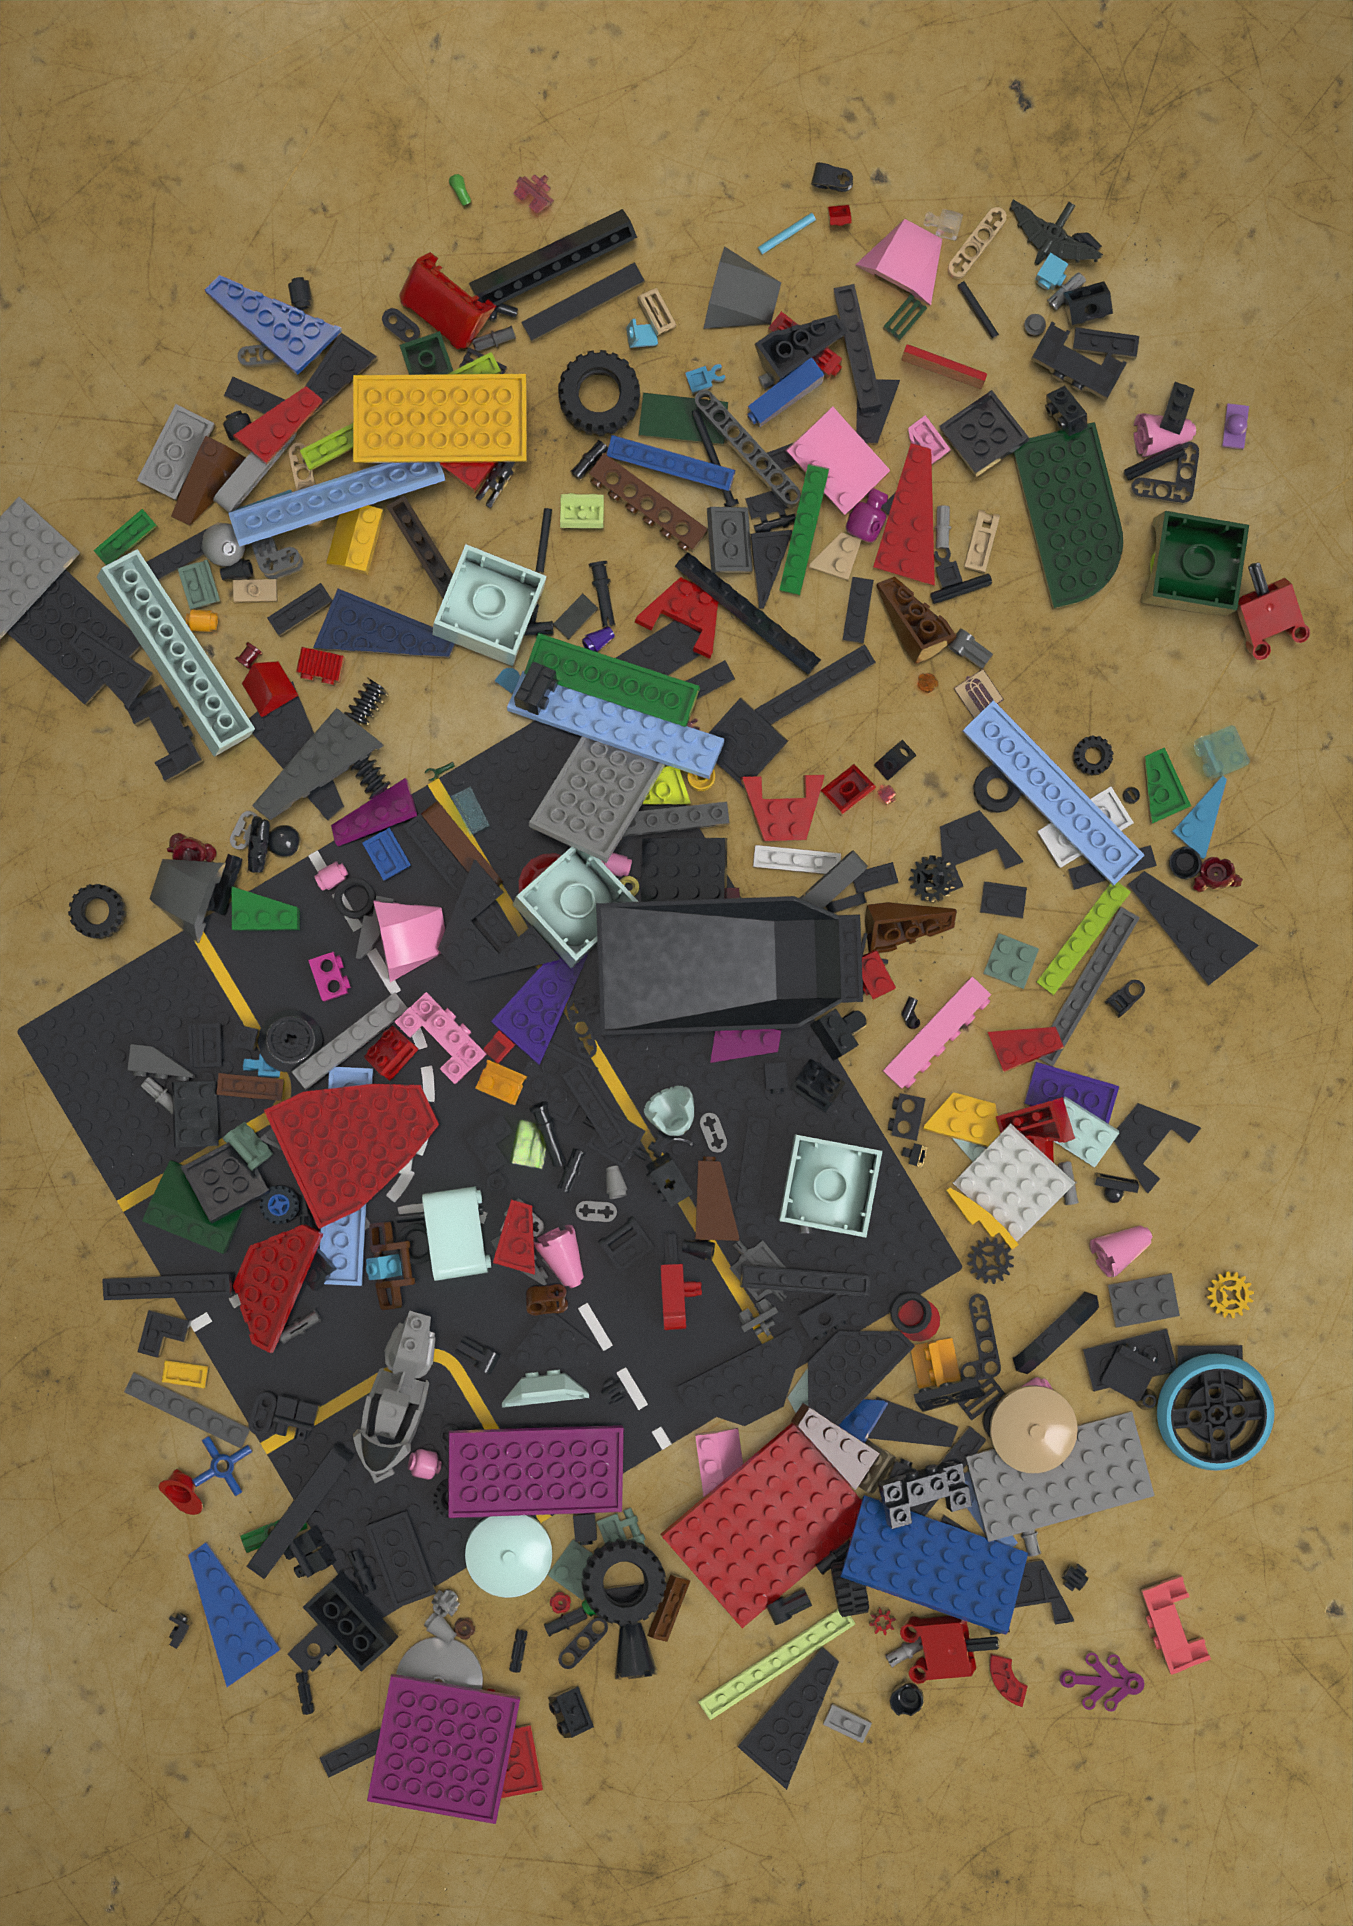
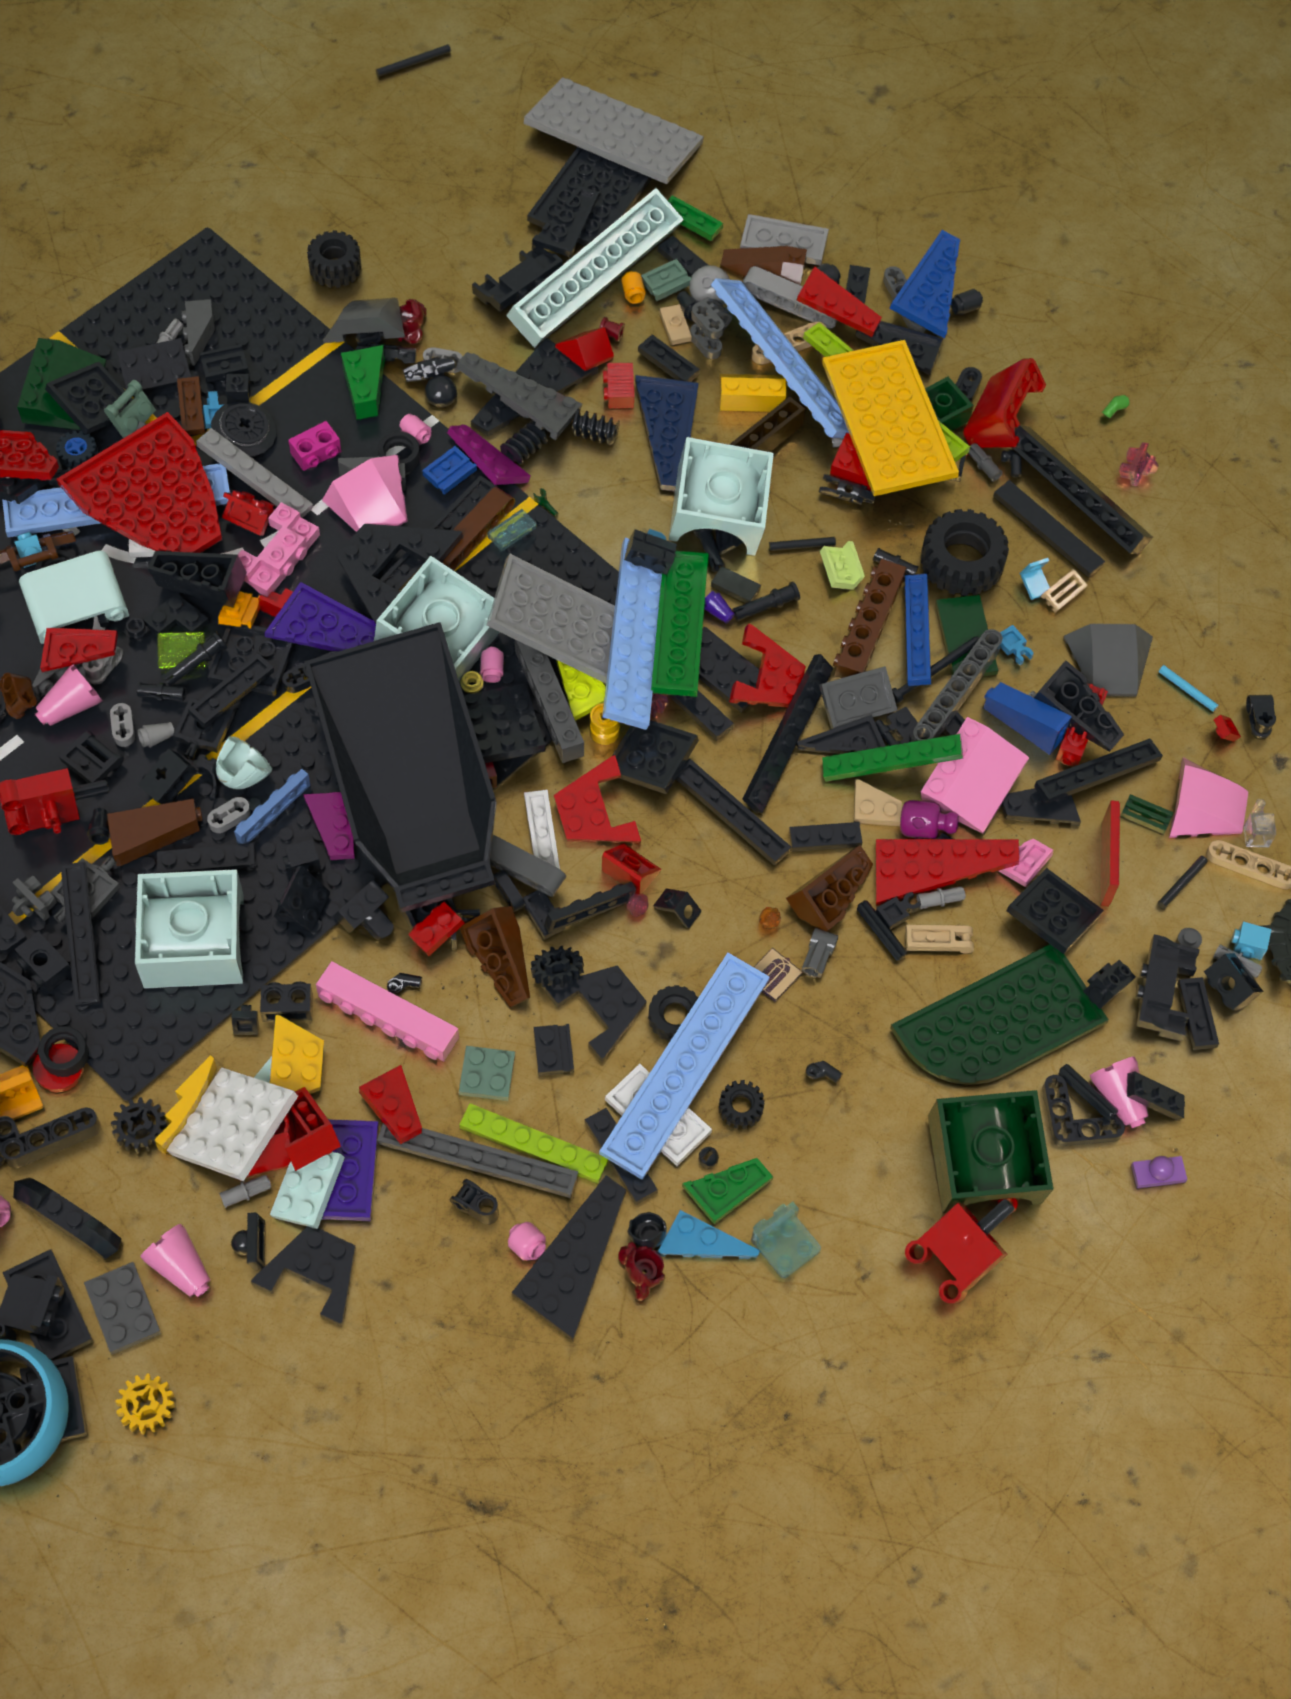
camera: 75 degrees right, 25 degrees down
(466, 1107) = (199, 574): none -> black wedge
(722, 1100) = (274, 806): none -> medium blue plate
(884, 846) = (589, 907): none -> black plate
(1076, 678) = (823, 1069): none -> black arm
(1170, 963) = (527, 1241): none -> bright pink head

